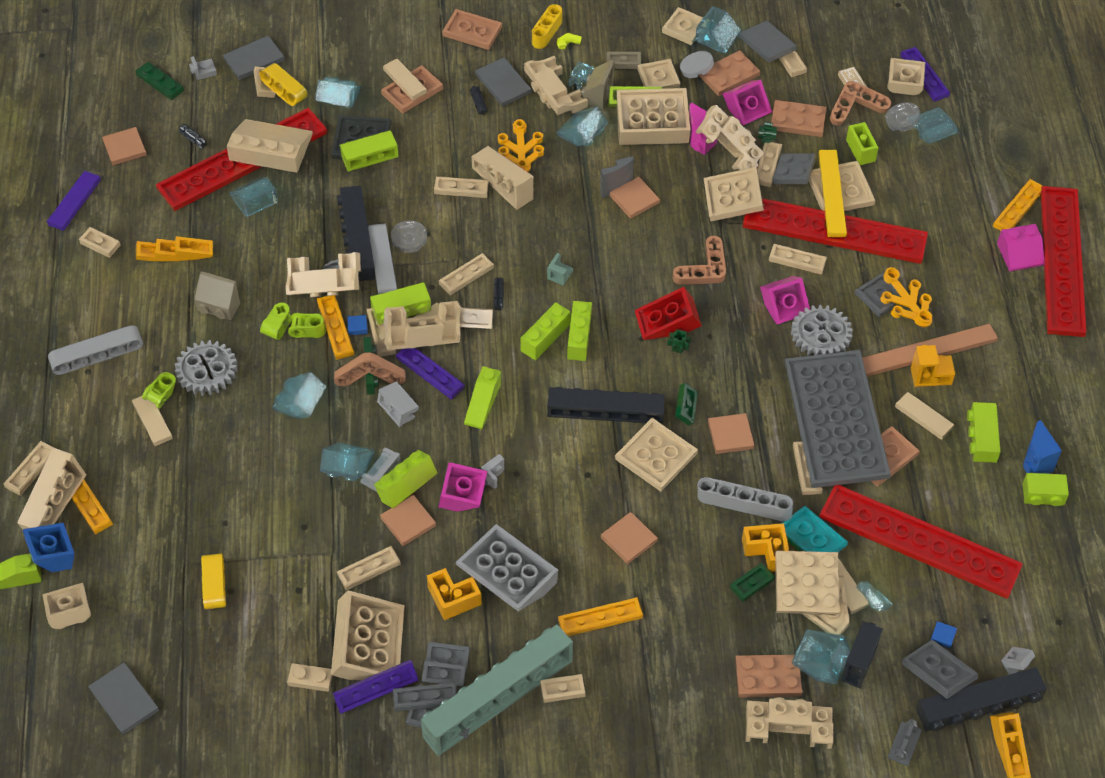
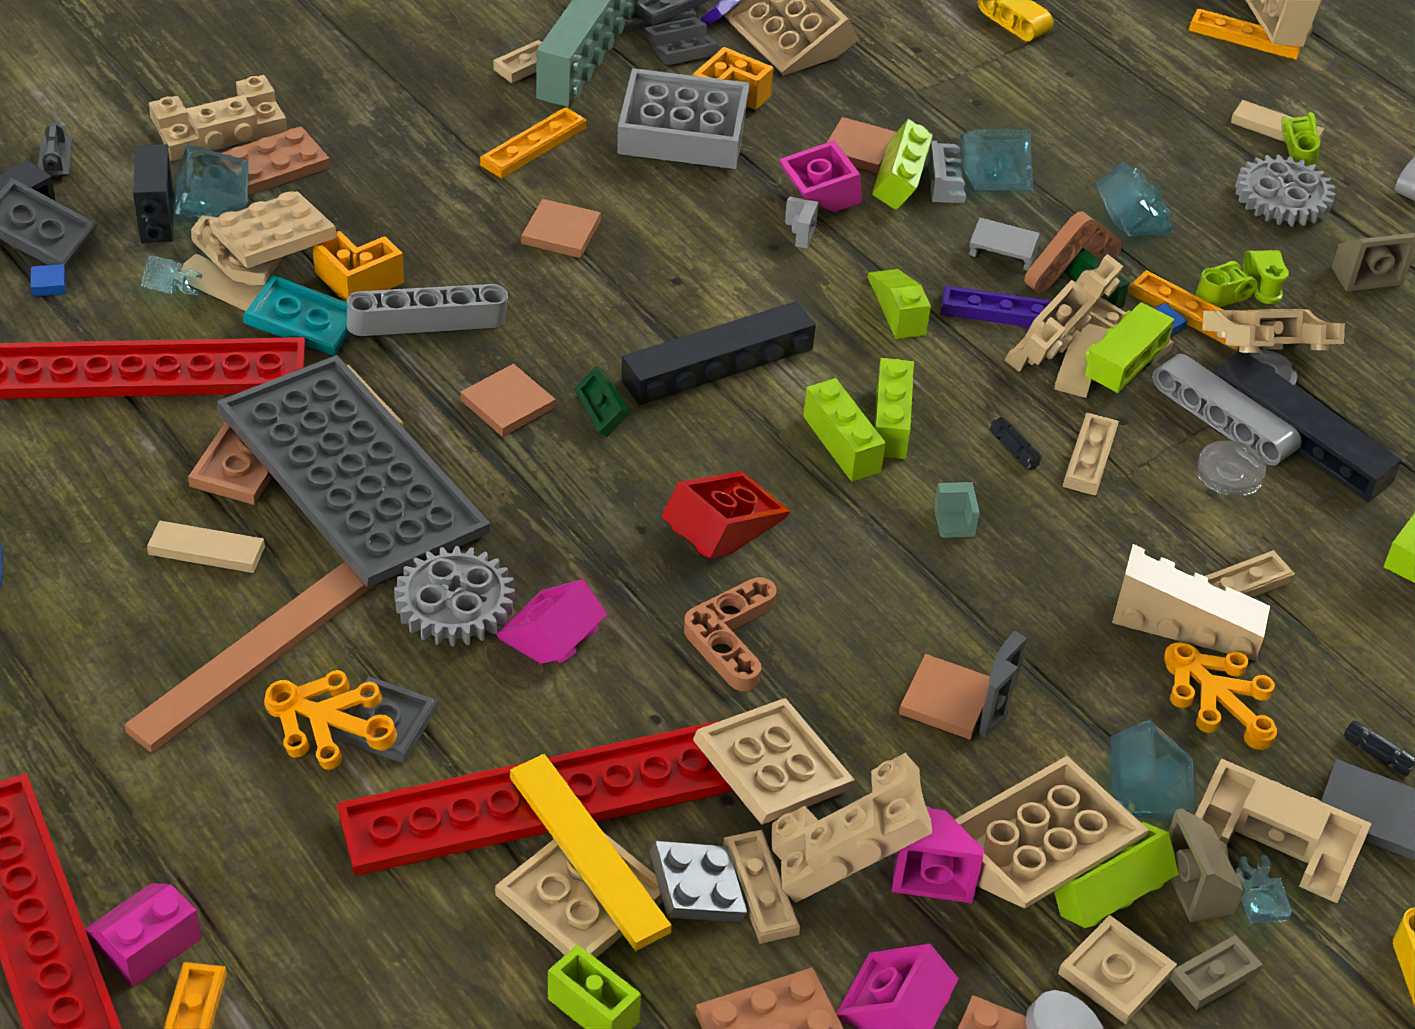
camera: 145 degrees right, 10 degrees down
(29, 469) = (1342, 37): tan tile -> none
(368, 568) = (858, 89): tan tile -> none
(476, 318) = (1026, 385): tan plate -> none
(564, 40) = (1362, 968): neon yellow arm -> none
(656, 454) = (595, 325): tan plate -> none
(679, 341) = (676, 472): dark green gear -> none
(752, 582) = (362, 227): dark green plate -> none
(767, 132) = (804, 934): dark green gear -> none
(797, 259) = (578, 717): tan tile -> none
(930, 368) = (226, 606): light orange brick -> none
(984, 432) = (88, 550): lime brick -> none

